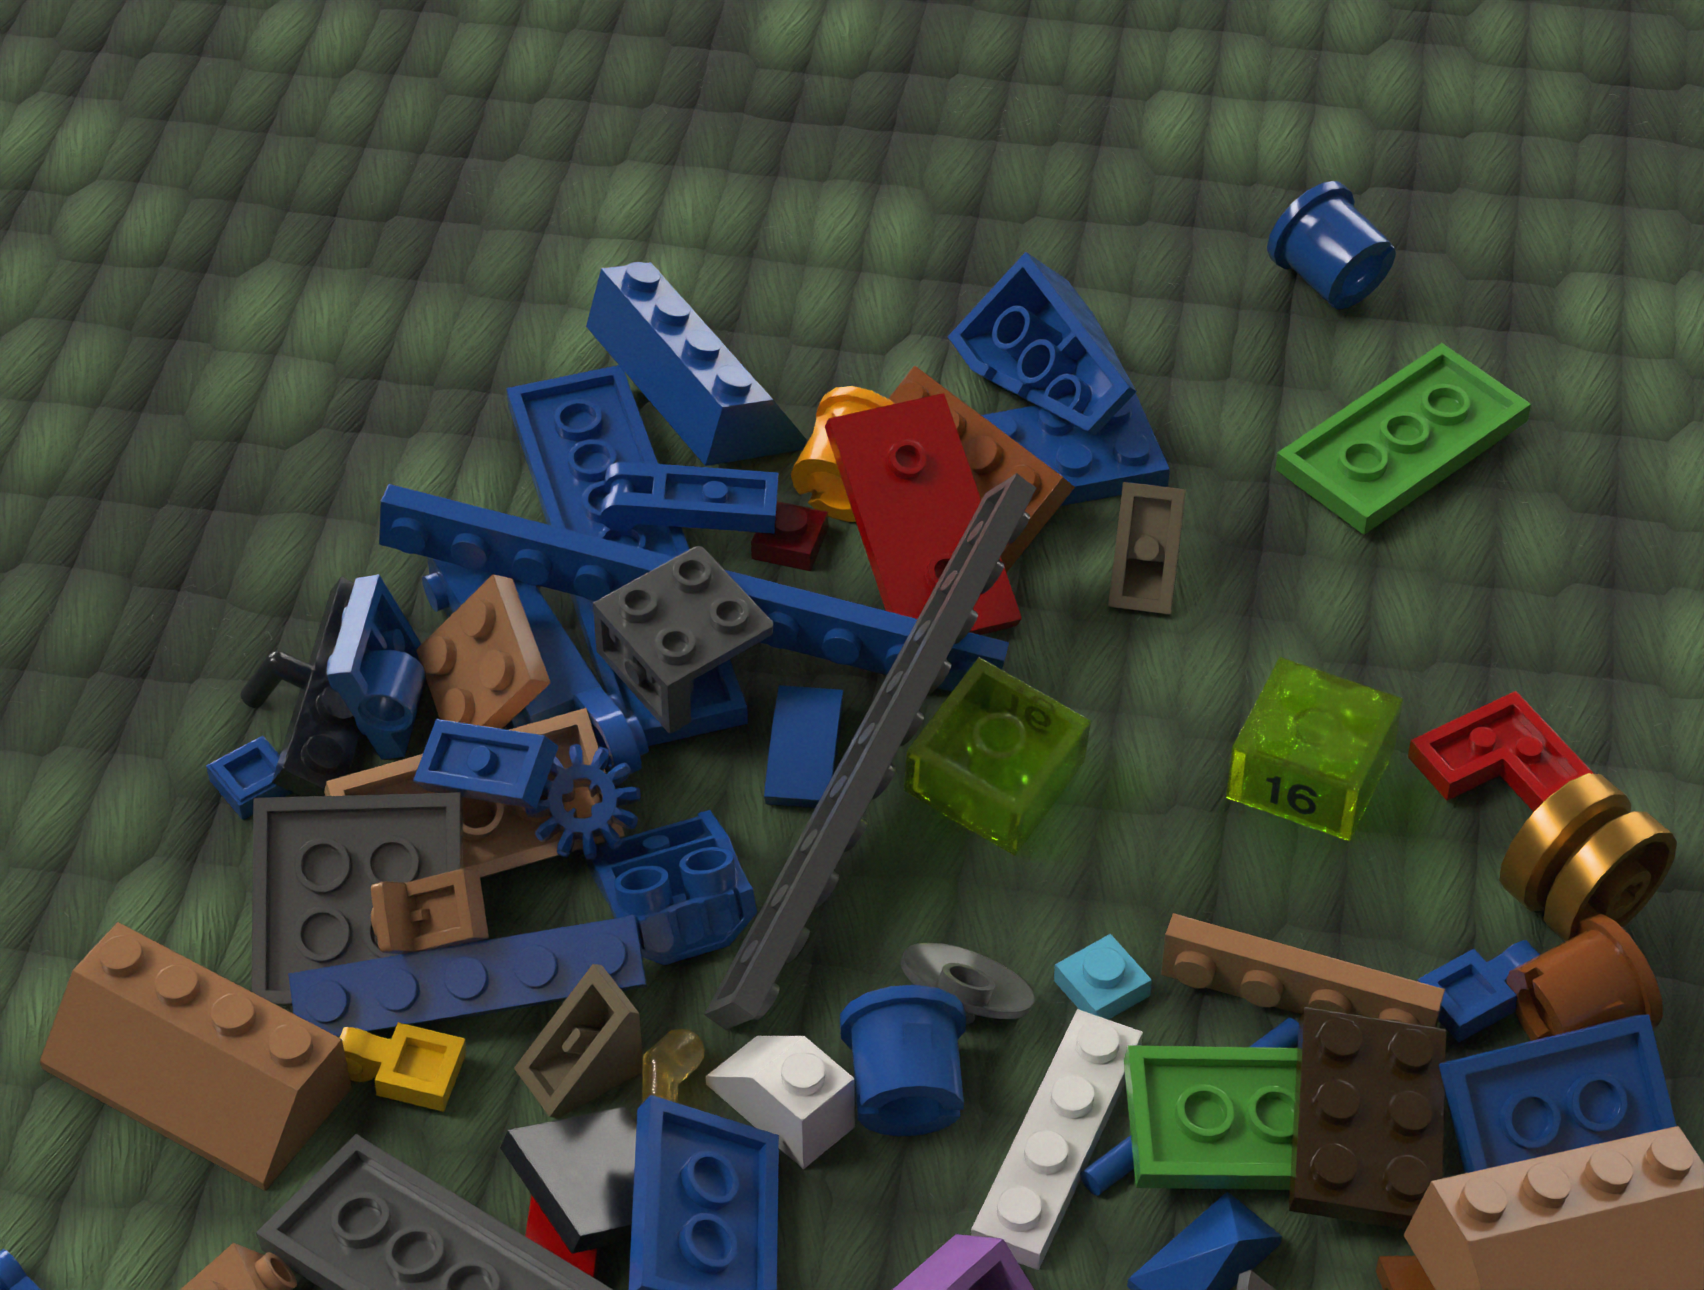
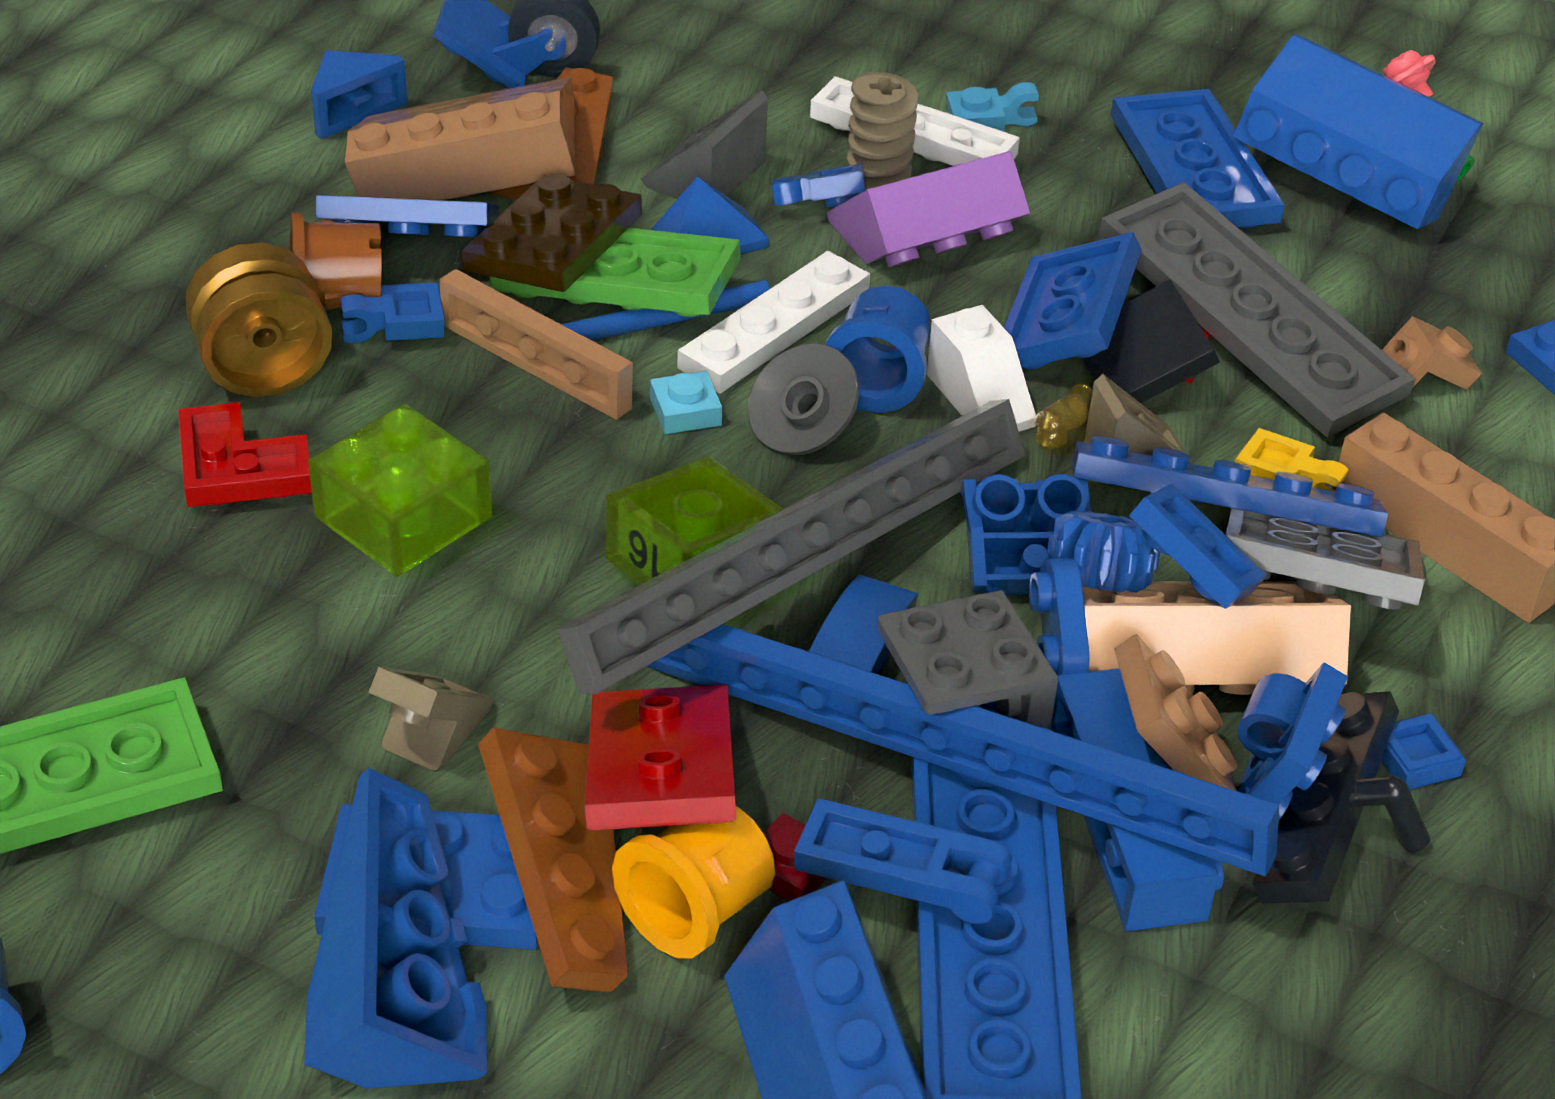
camera: 165 degrees left, 5 degrees down
(429, 912) = (1247, 491): medium nougat bracket -> none

